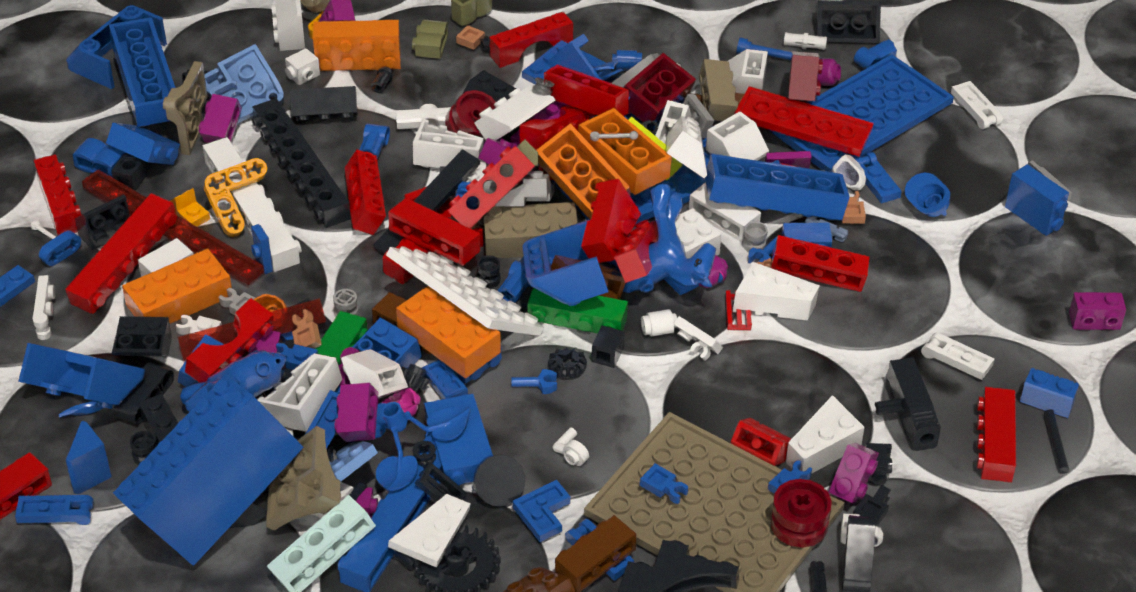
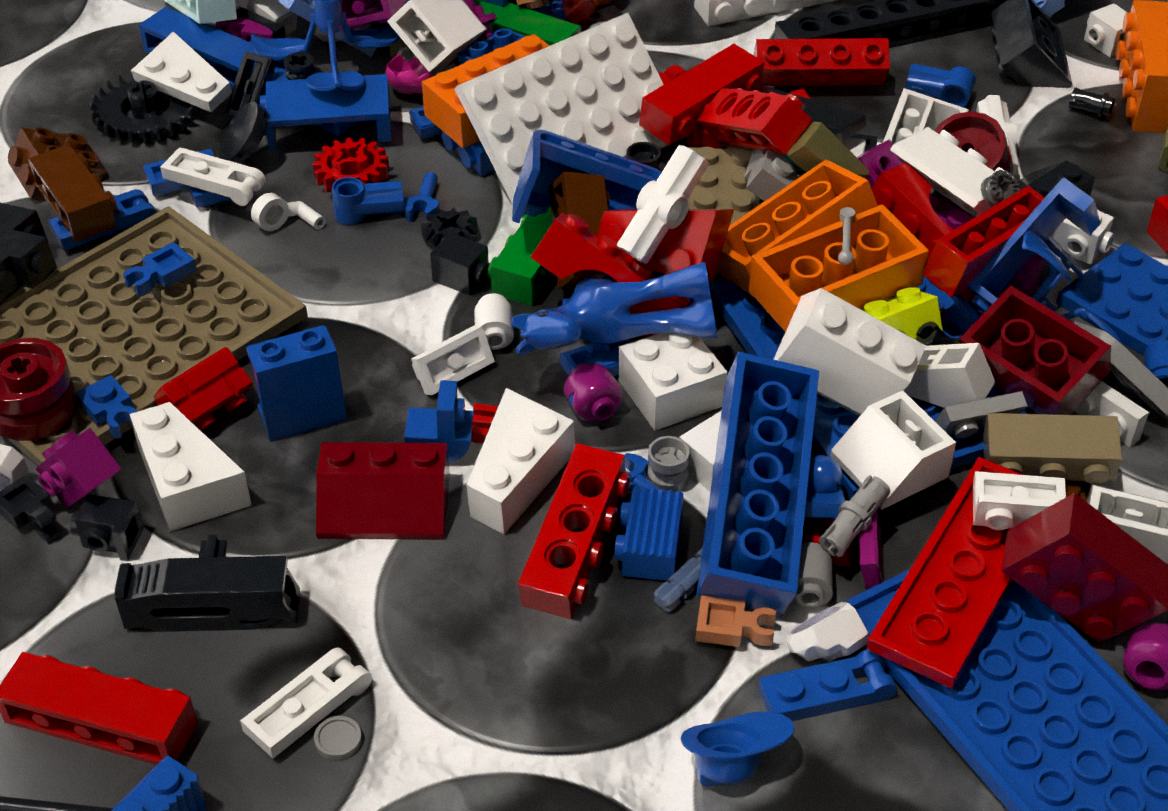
camera: 100 degrees right, 0 degrees up
(516, 419) = (350, 160): none -> red gear
(523, 77) = (1080, 244): none -> white brick
(551, 404) = (355, 200): none -> blue piece
(555, 482) = (213, 175): none -> white plate
(618, 200) = (663, 204): none -> white piece
(760, 387) = (297, 382): none -> blue panel
(762, 327) = (446, 424): none -> blue brick
(772, 92) = (1010, 499): none -> white bracket
(785, 155) = (854, 516): none -> light grey pin
(810, 350) = (382, 490): none -> dark red slope
(972, 342) = (337, 738): none -> light grey piece

